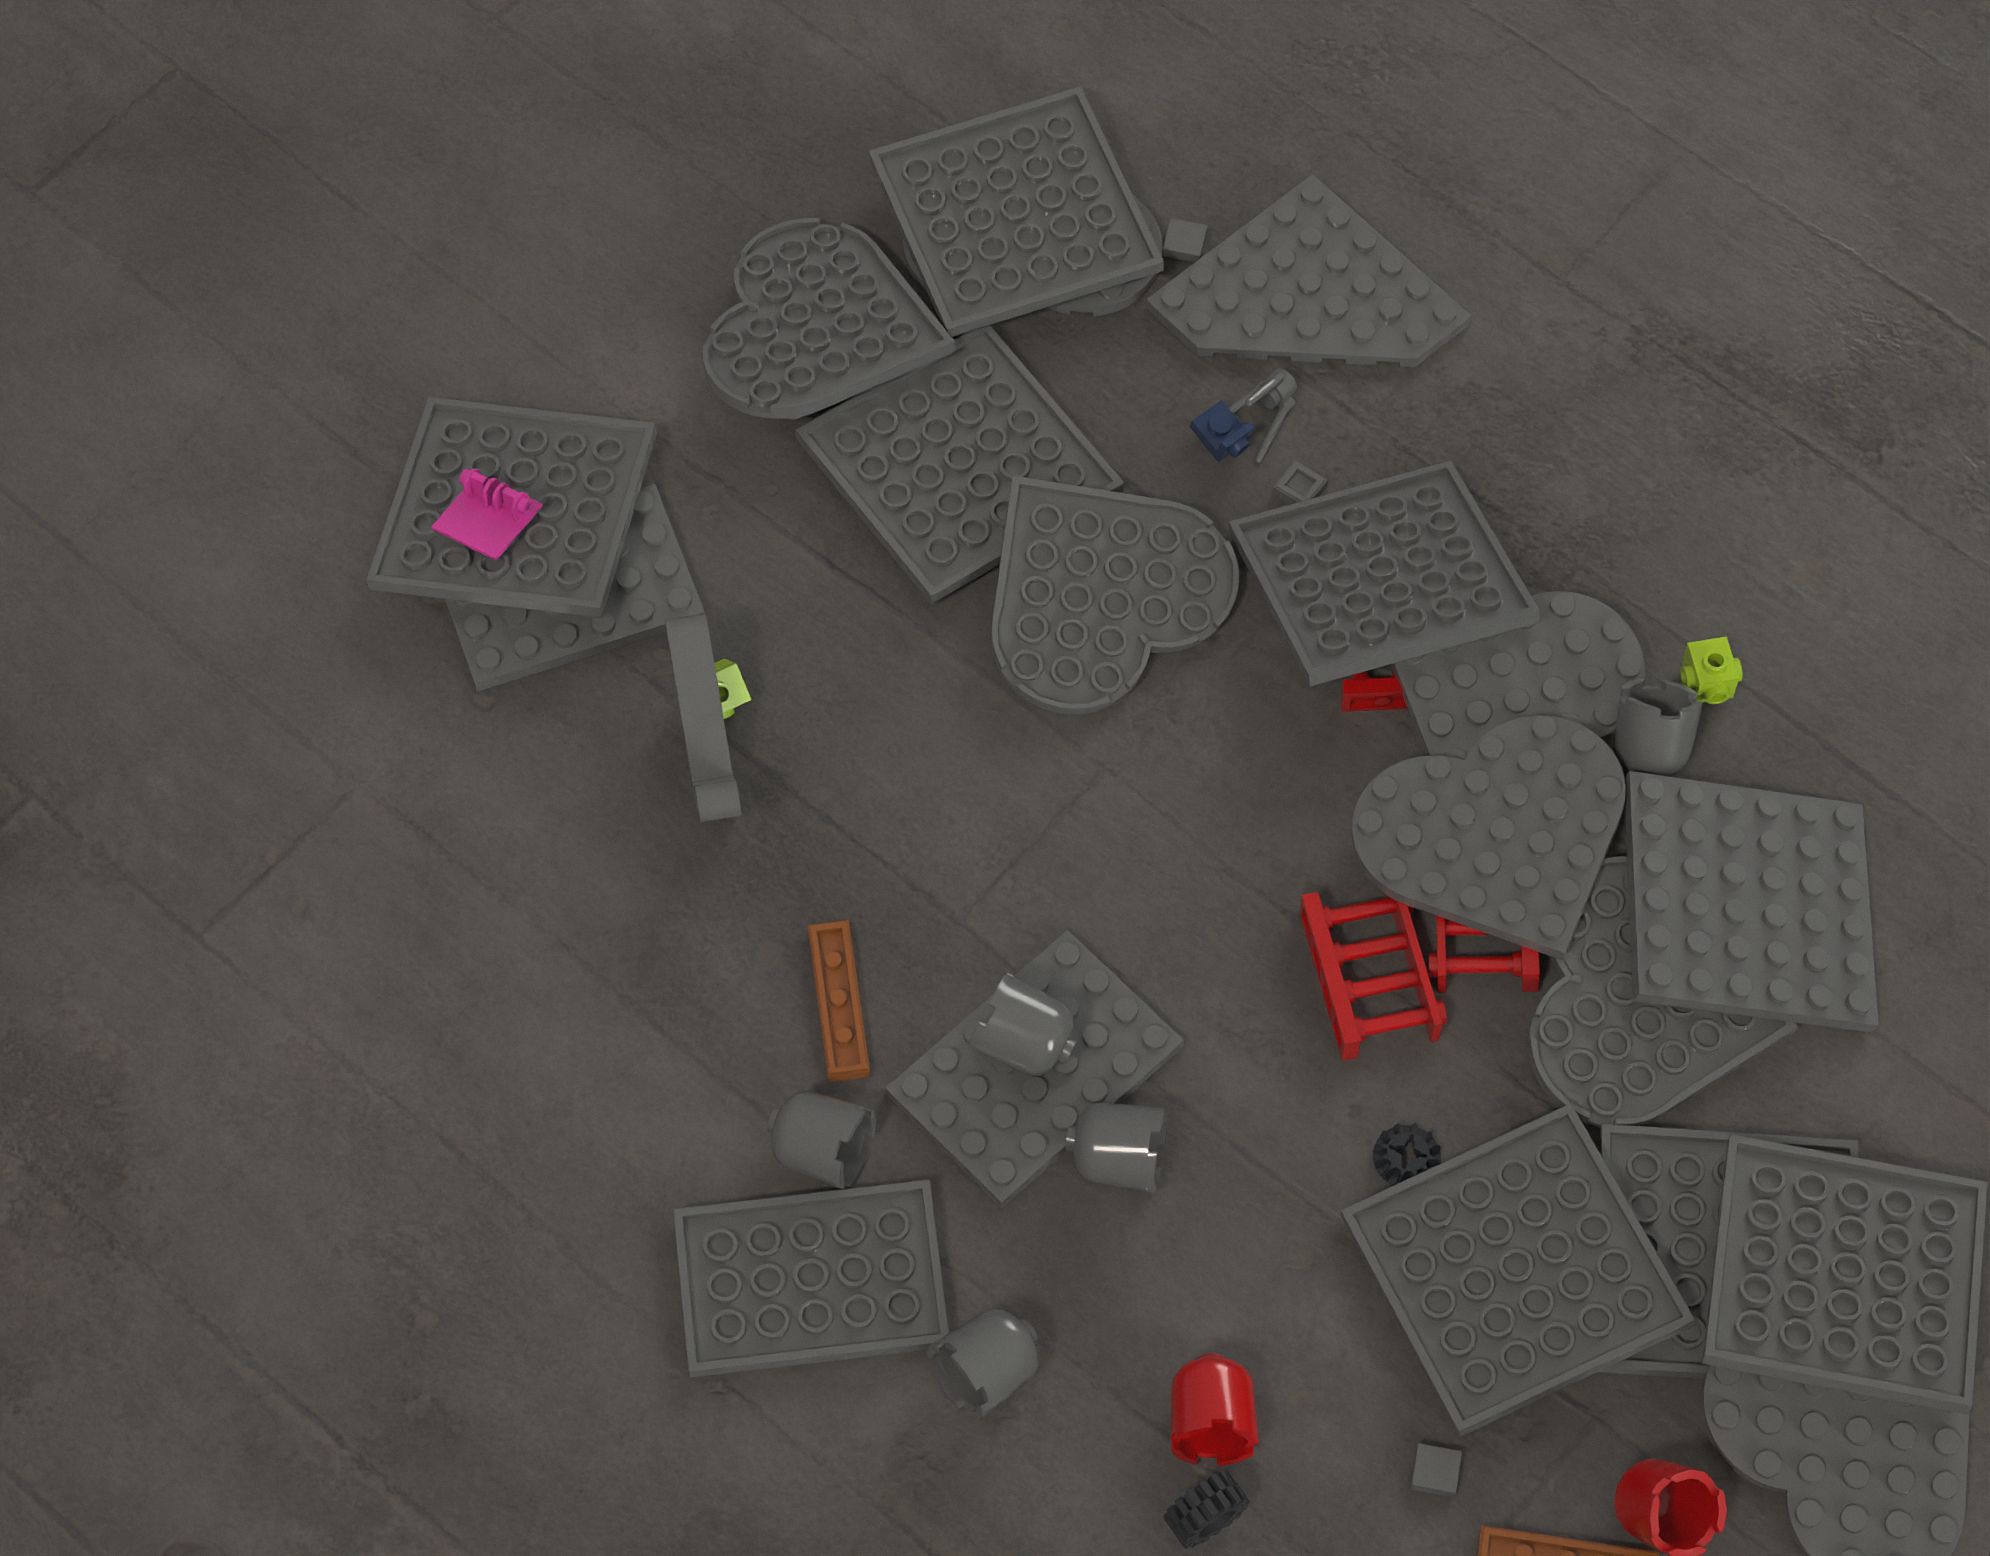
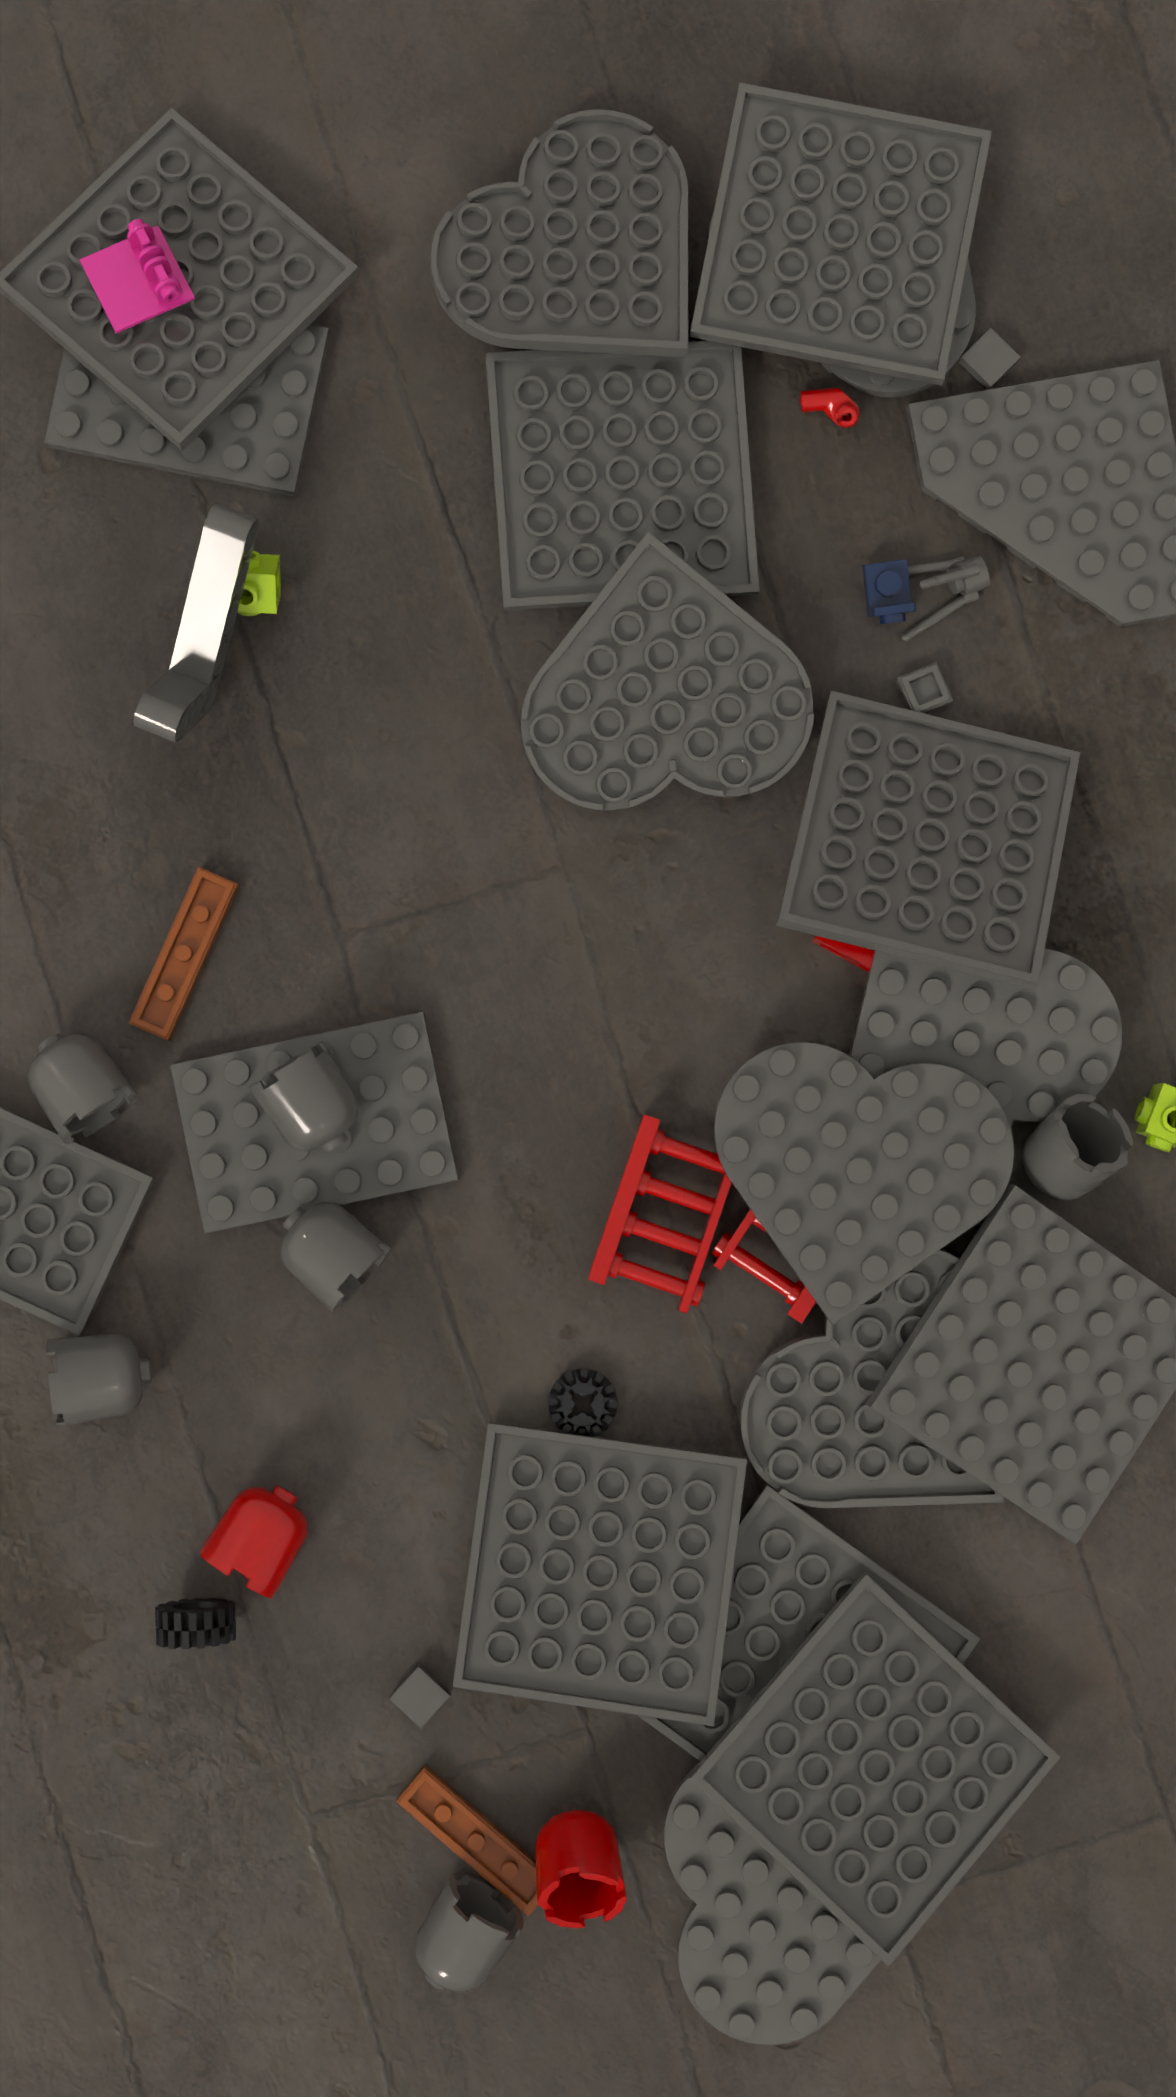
camera: 30 degrees right, 25 degrees up
(1087, 330) = (833, 403): none -> red arm

